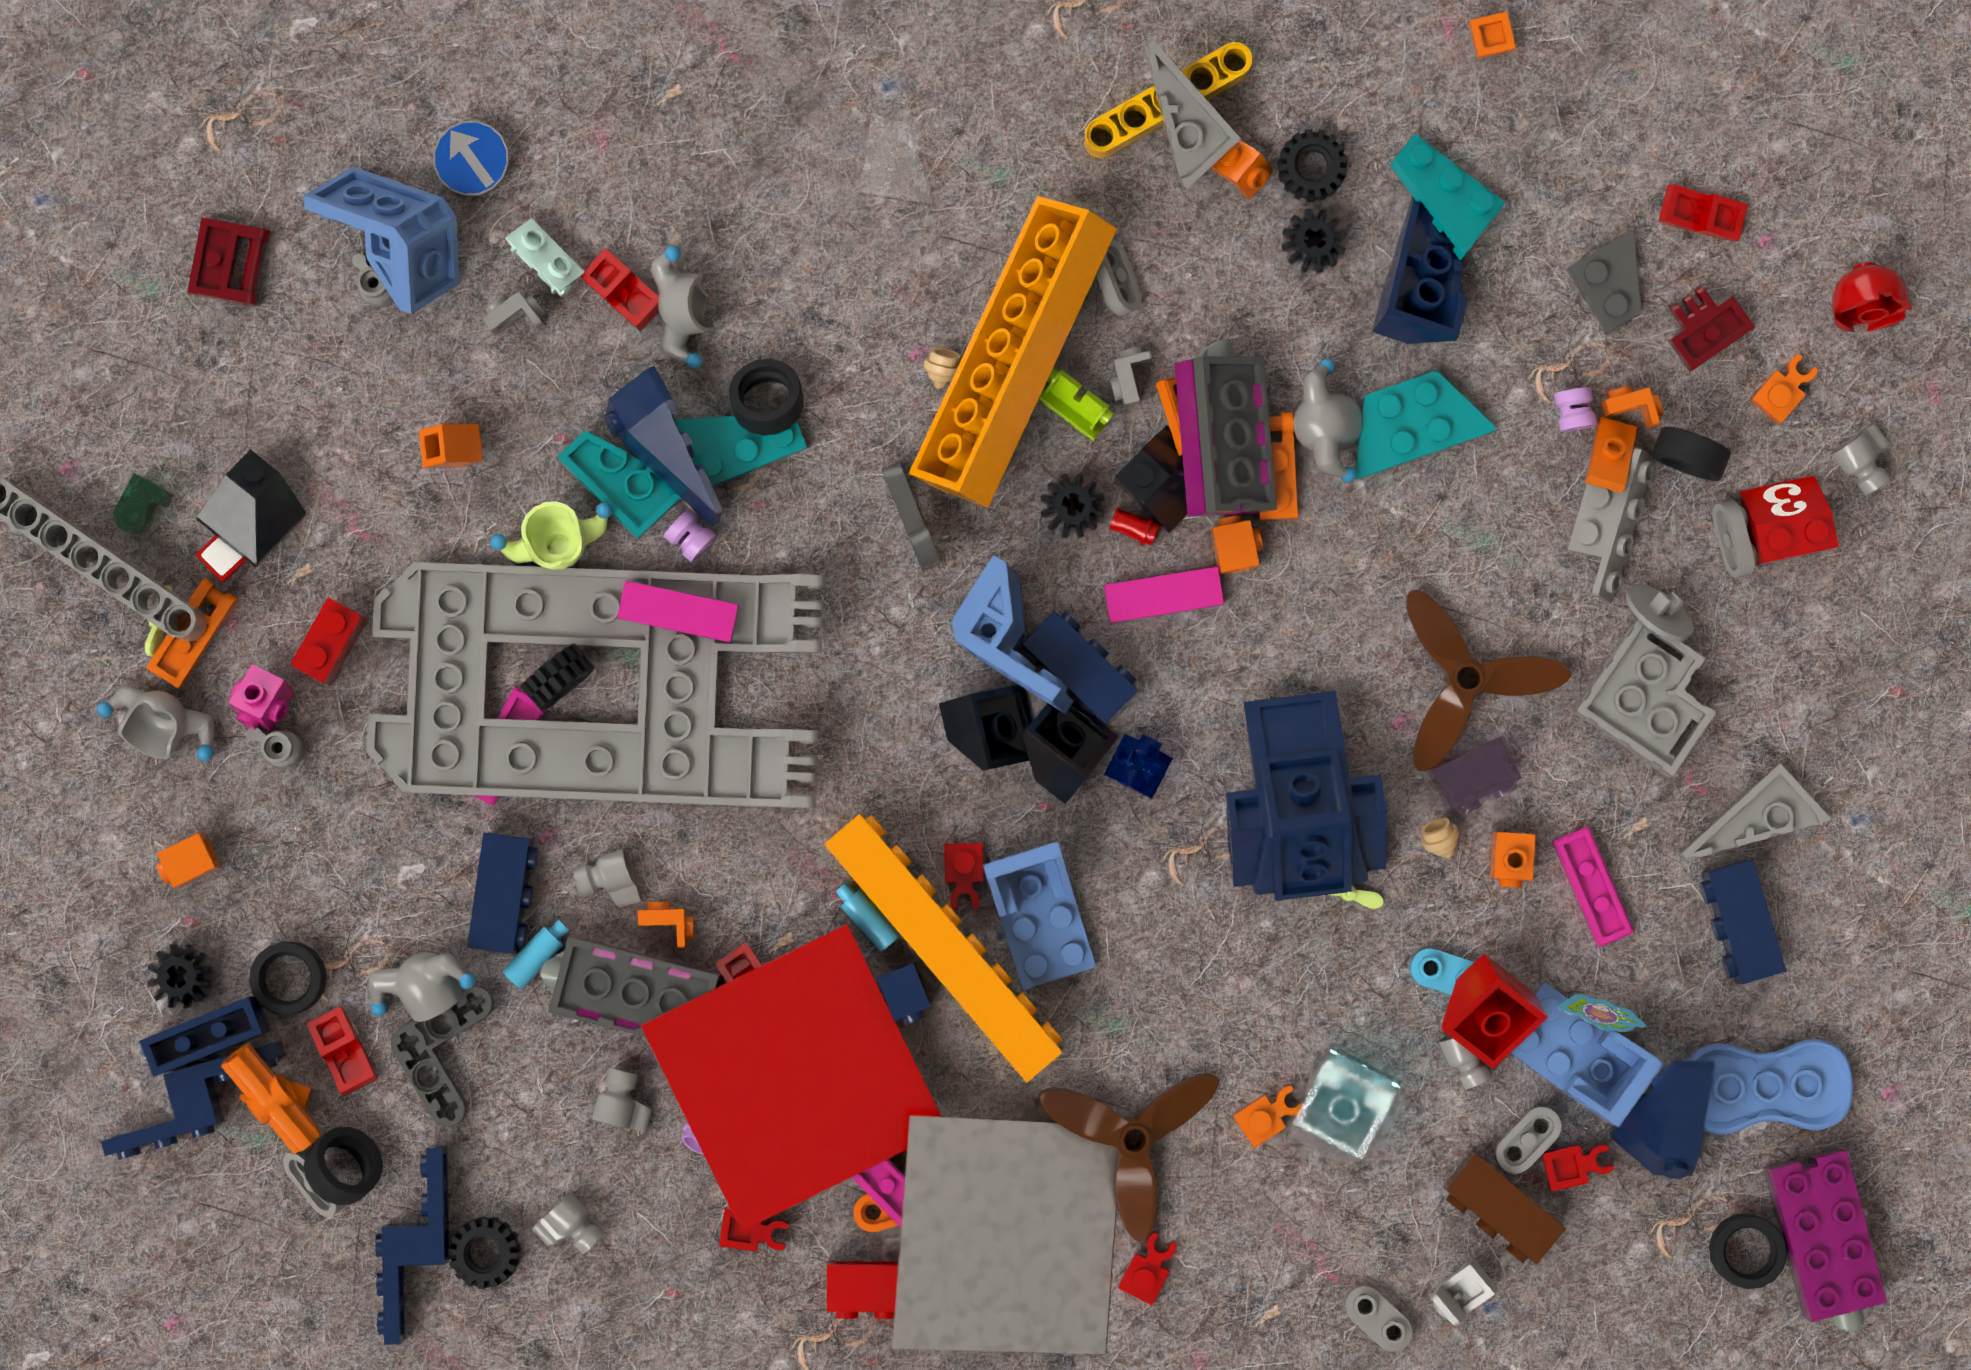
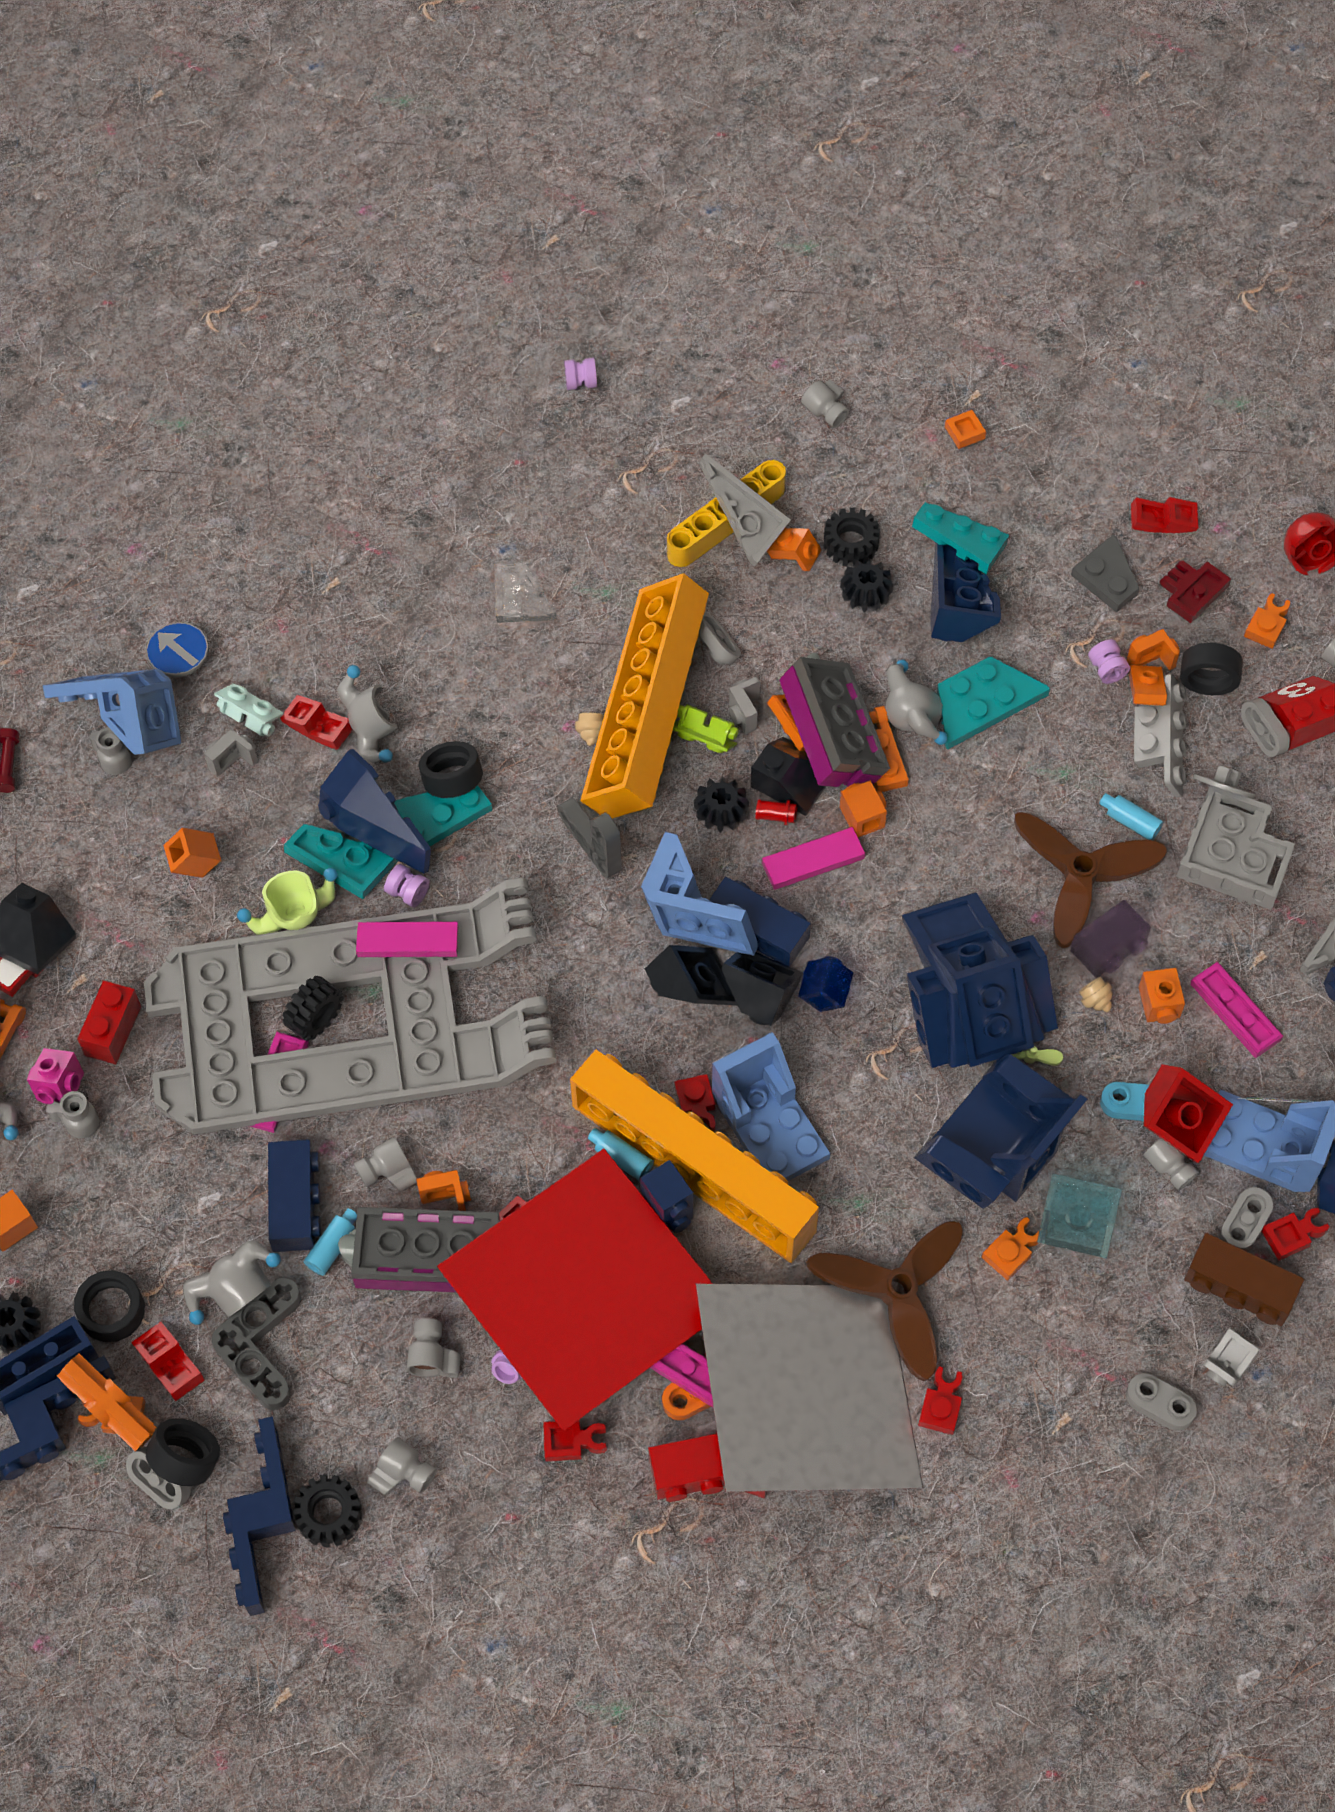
camera: 15 degrees left, 25 degrees down
(1287, 996) = (1001, 1133): none -> dark blue piece
(1544, 620) = (1132, 816): none -> medium azure cylinder

